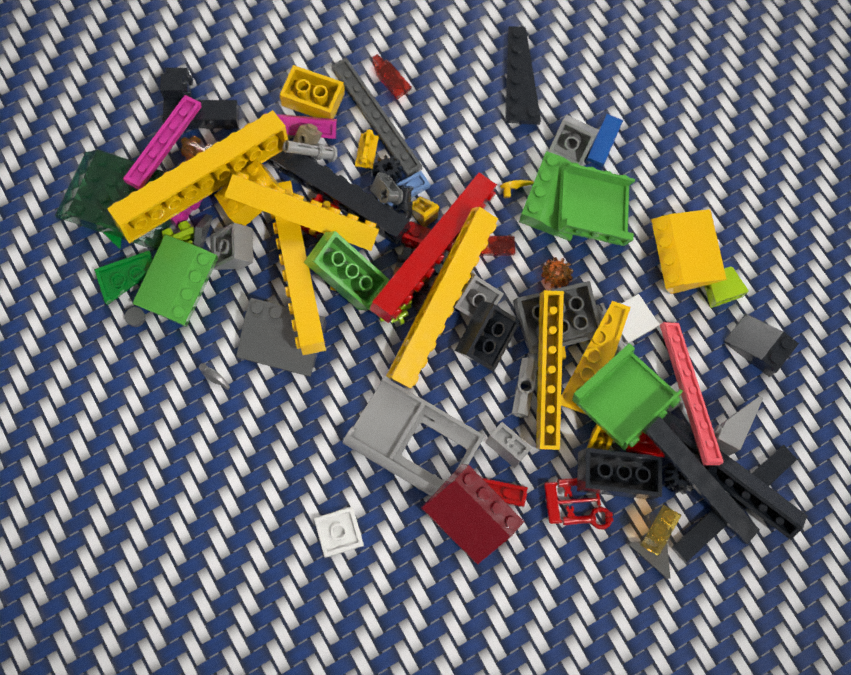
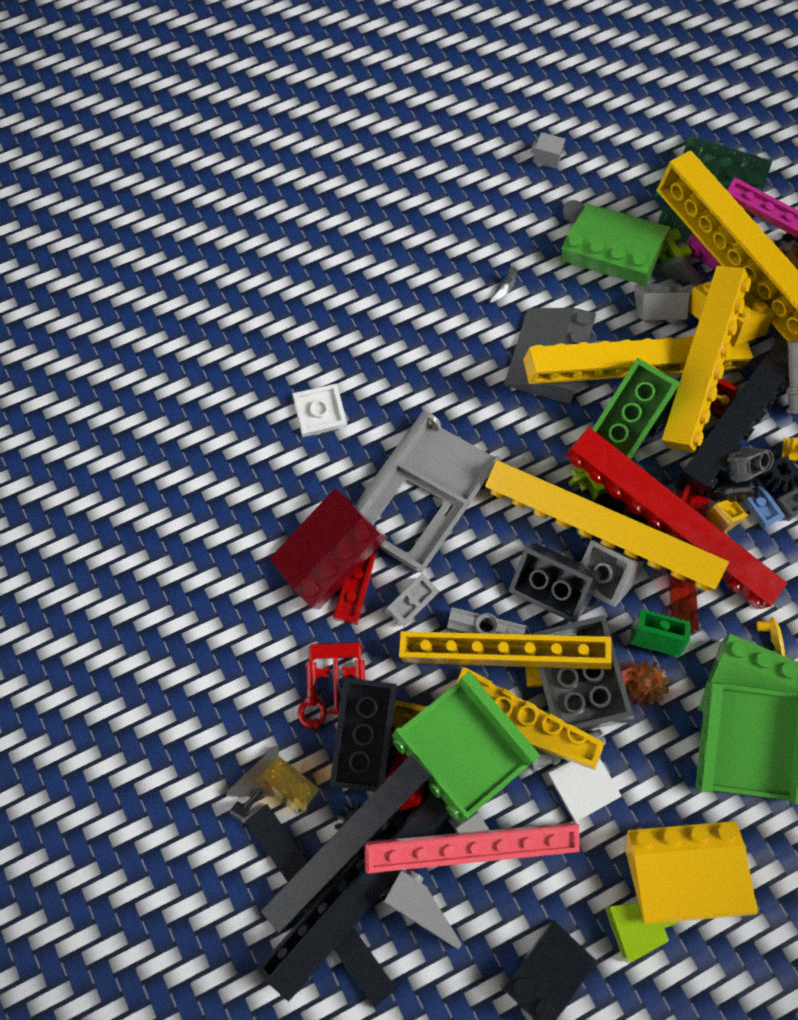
camera: 100 degrees right, 5 degrees down
(68, 336) = (548, 150): none -> light grey brick
(122, 275) = (620, 194): green wing -> none
(522, 261) = (660, 633): none -> green brick
(680, 566) = (241, 810): none -> black hand

